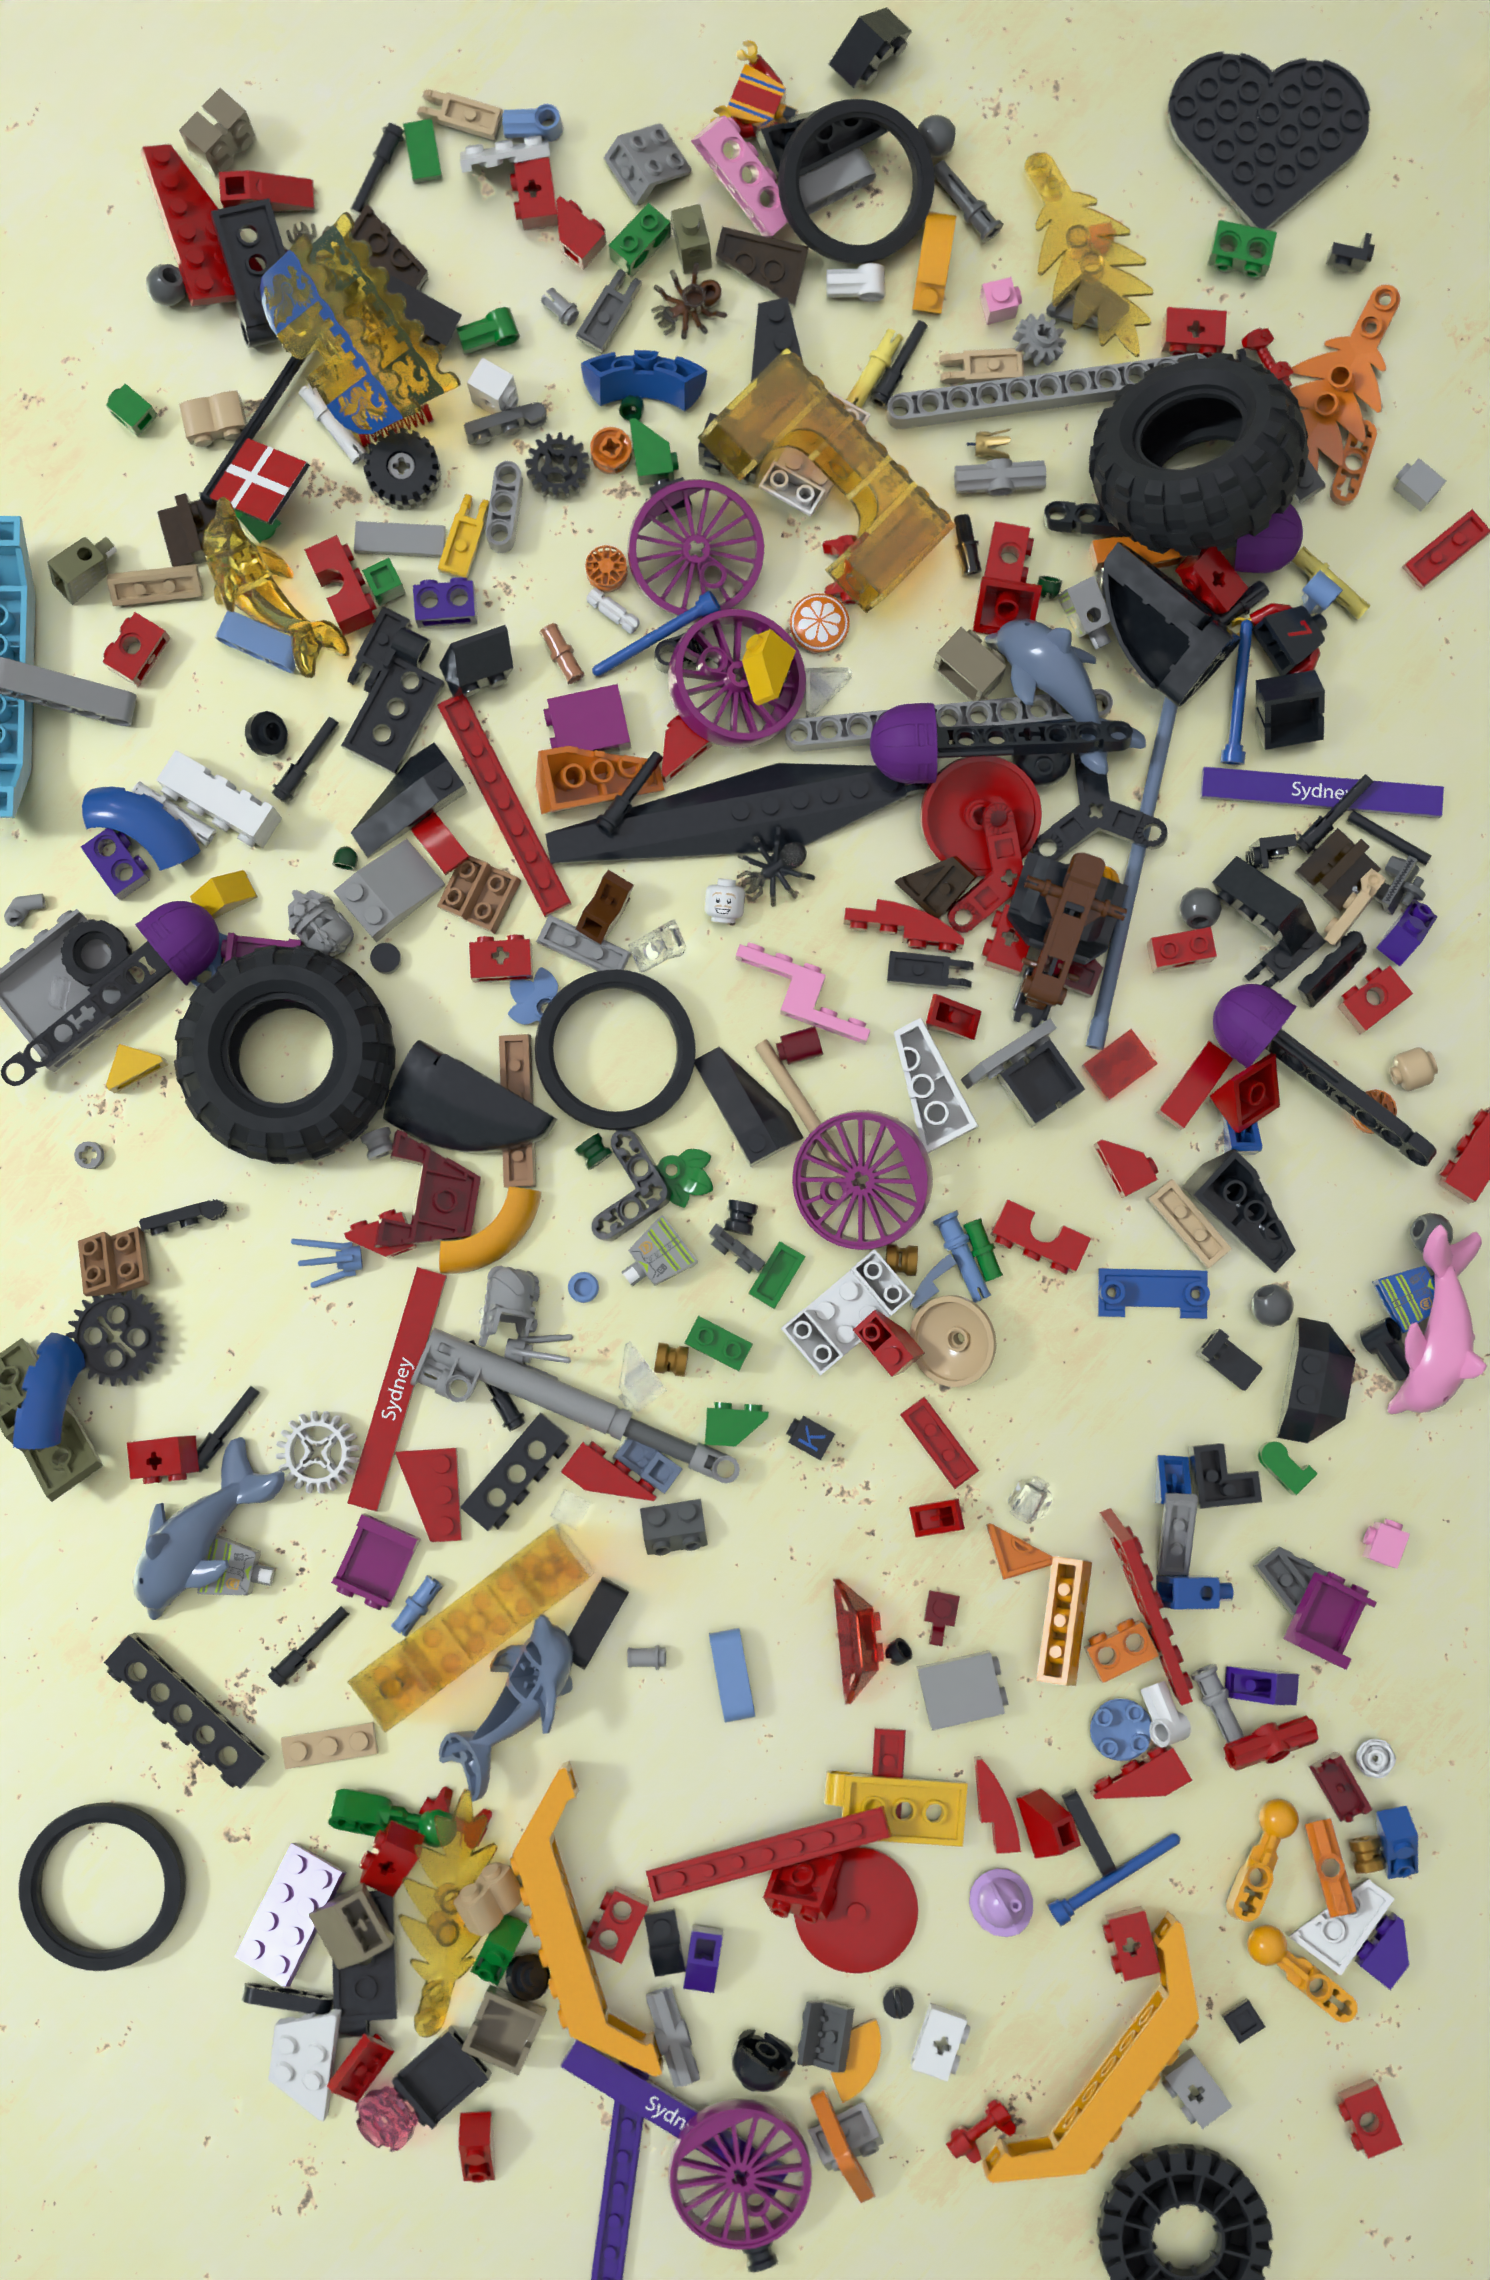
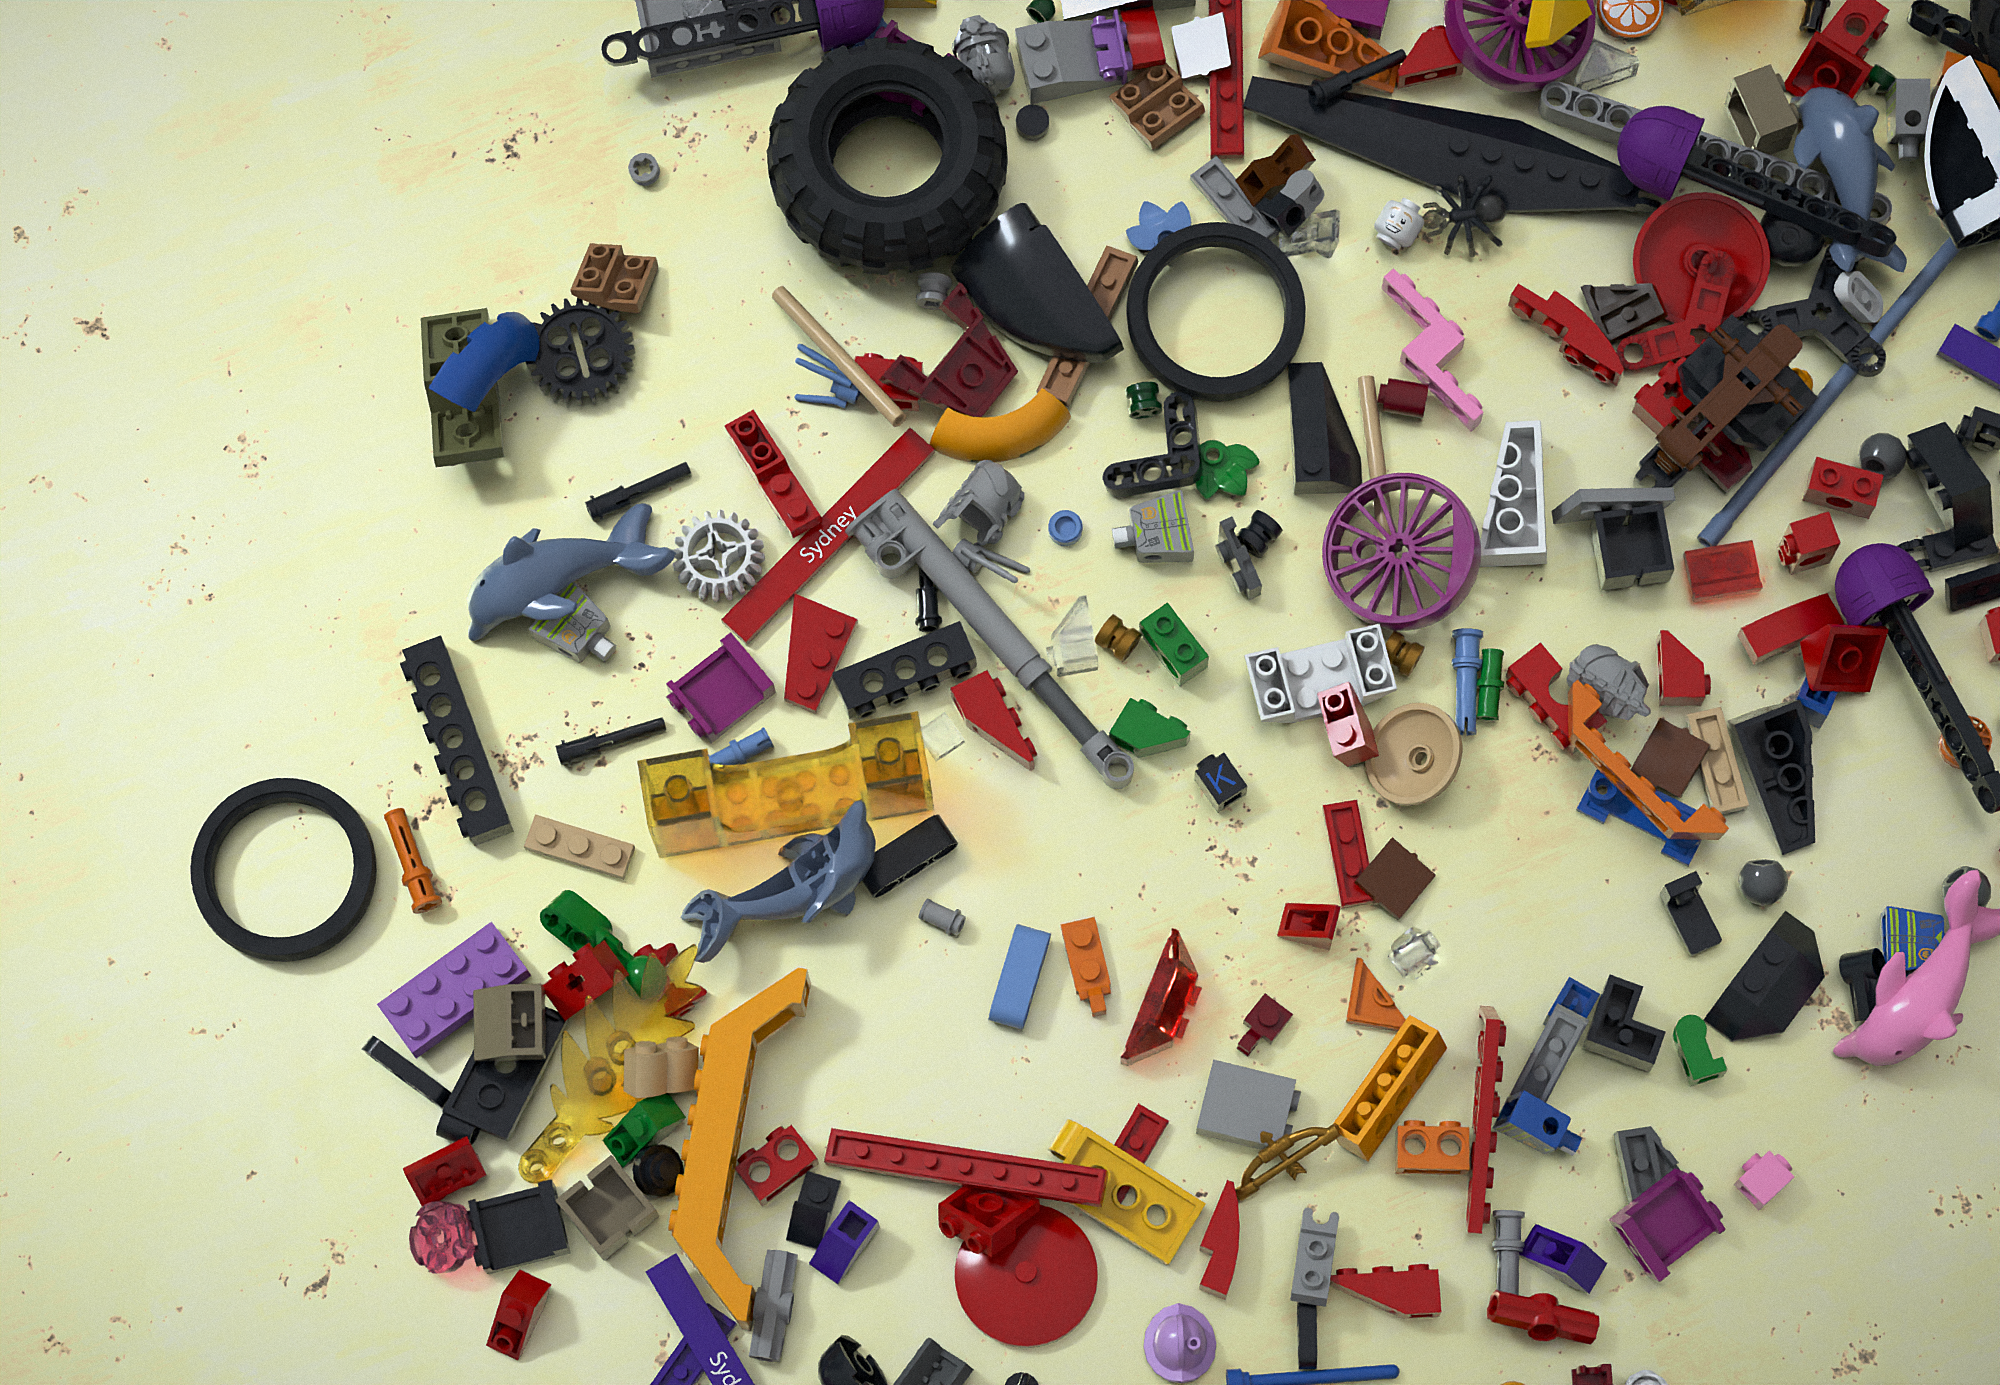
camera: 30 degrees right, 10 degrees down
(131, 1066) = (730, 105): yellow slope -> none
(163, 1457) = (564, 484): red brick -> none
(173, 1799) = (417, 878): none -> orange pin
(185, 1216) = (705, 268): black hinge -> none
(306, 2059) = (394, 1136): white wing -> none
(327, 1362) = (772, 474): none -> red slope
(331, 1240) = (839, 356): none -> tan piece
(413, 856) = (1115, 60): none -> medium lavender hinge
(486, 969) = (1158, 186): red brick -> none
(491, 827) = (1202, 47): none -> piece
(633, 928) = (1292, 203): none -> leg
(648, 1464) = (1042, 728): sand blue slope -> none
(673, 1527) = (1035, 804): dark grey bracket -> none
(776, 1275) = (1266, 609): green tile -> none
(779, 1635) = (1087, 963): none -> orange hinge
(898, 1652) = (1202, 1038): black hinge -> none
(926, 970) = (1570, 387): black hinge -> none
(927, 1287) = (1414, 690): sand blue slope -> none
(953, 1017) = (1573, 441): red slope -> none
(985, 1446) = (1395, 878): none -> reddish brown piece
(994, 1750) = (1277, 1148): none -> pearl gold piece
(1047, 1824) = (1266, 1285): red slope -> none
(1069, 1242) = (1701, 825): none -> orange slope
(1074, 1789) = (1314, 1259): none -> light grey plate
(1078, 1204) = (1615, 680): none -> light grey helmet
(1120, 784) = (1859, 296): none -> white plate
(1120, 1729) = (1392, 1231): medium blue dish -> none
(1152, 1239) = (1670, 757): none -> reddish brown piece
(1167, 1724) = (1443, 1244): white piece -> none
(1178, 1012) = (1808, 543): none -> red brick

